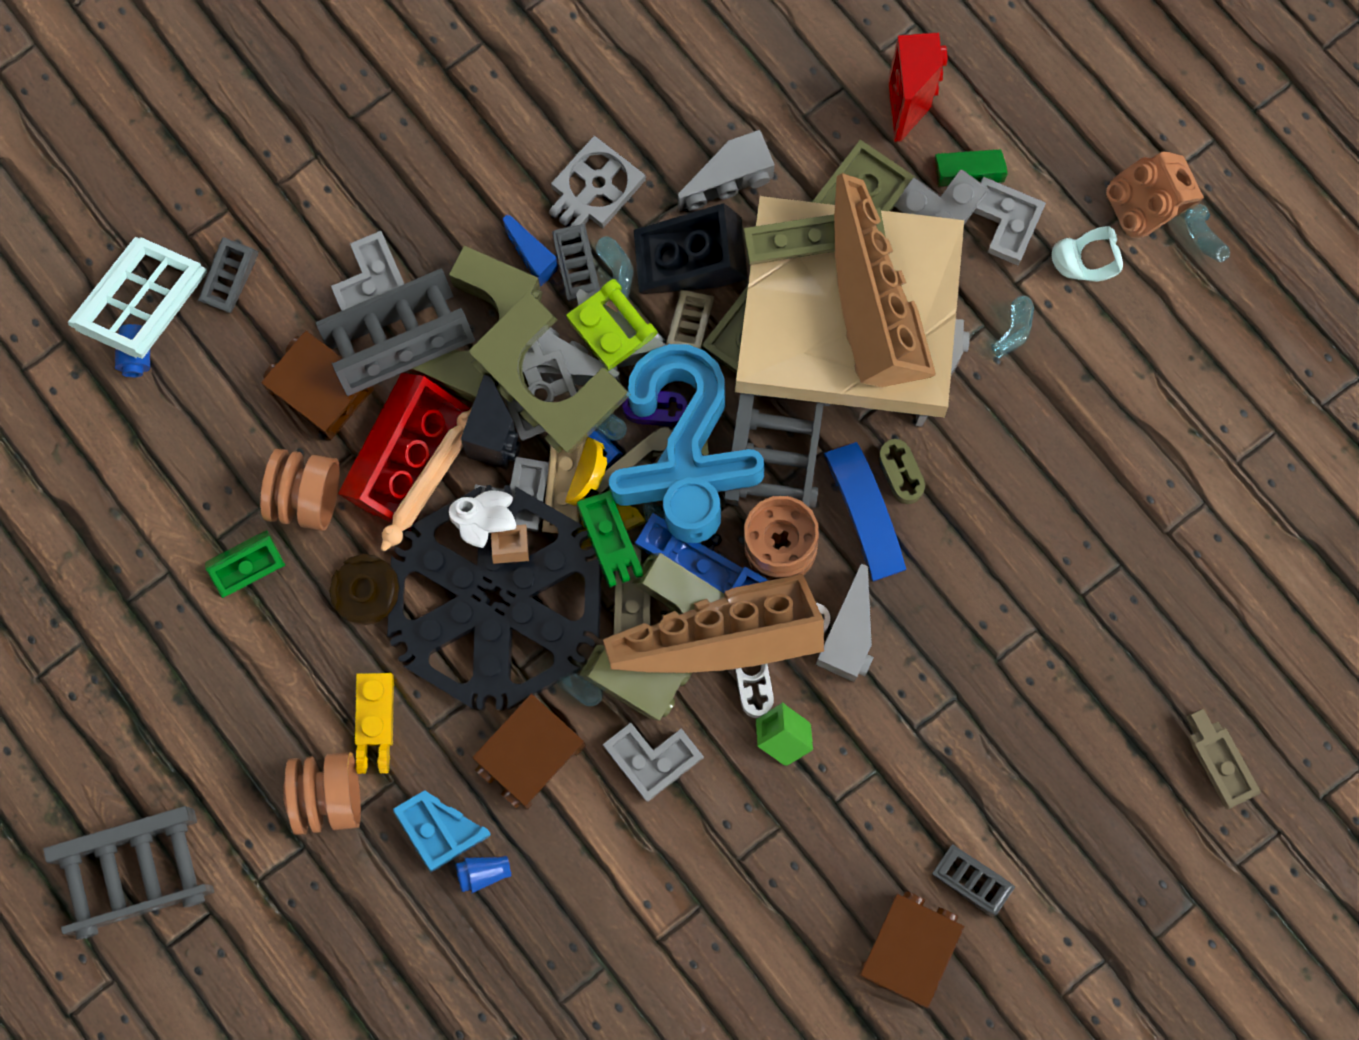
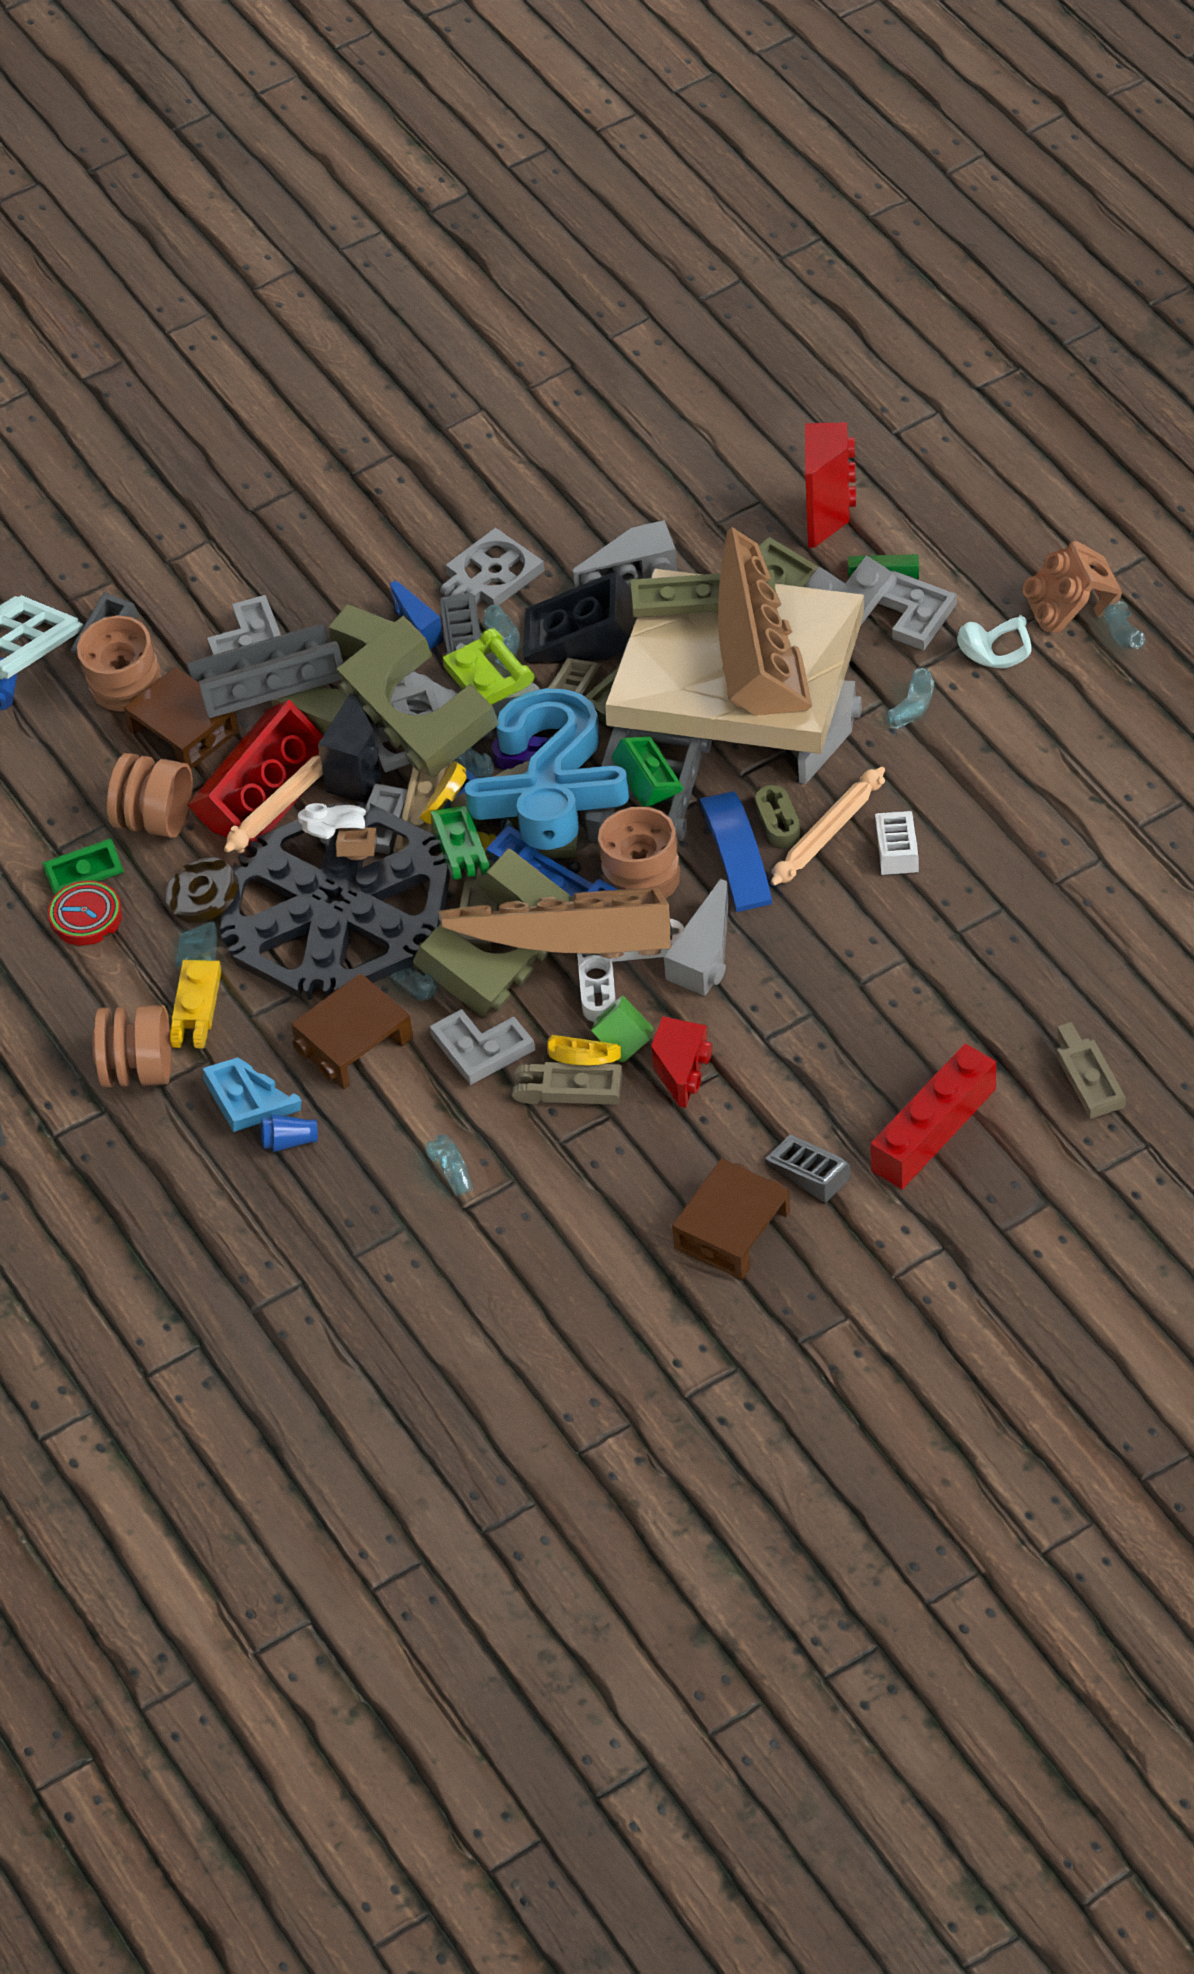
camera: 10 degrees right, 25 degrees down
(237, 315) = (117, 660): none -> nougat wheel
(254, 618) = (85, 912): none -> tile
(368, 654) = (198, 944): none -> clear light blue slope
(640, 899) = (451, 1162): none -> clear light blue arm
(744, 799) = (568, 1083): none -> dark tan hinge
(748, 766) = (582, 1051): none -> yellow tile
(778, 442) = (646, 770): none -> green slope
(840, 767) = (678, 1056): none -> red slope
(950, 481) = (827, 826): none -> light nougat wheel
(1018, 522) = (899, 860): none -> white slope
(1086, 823) = (933, 1116): none -> red brick

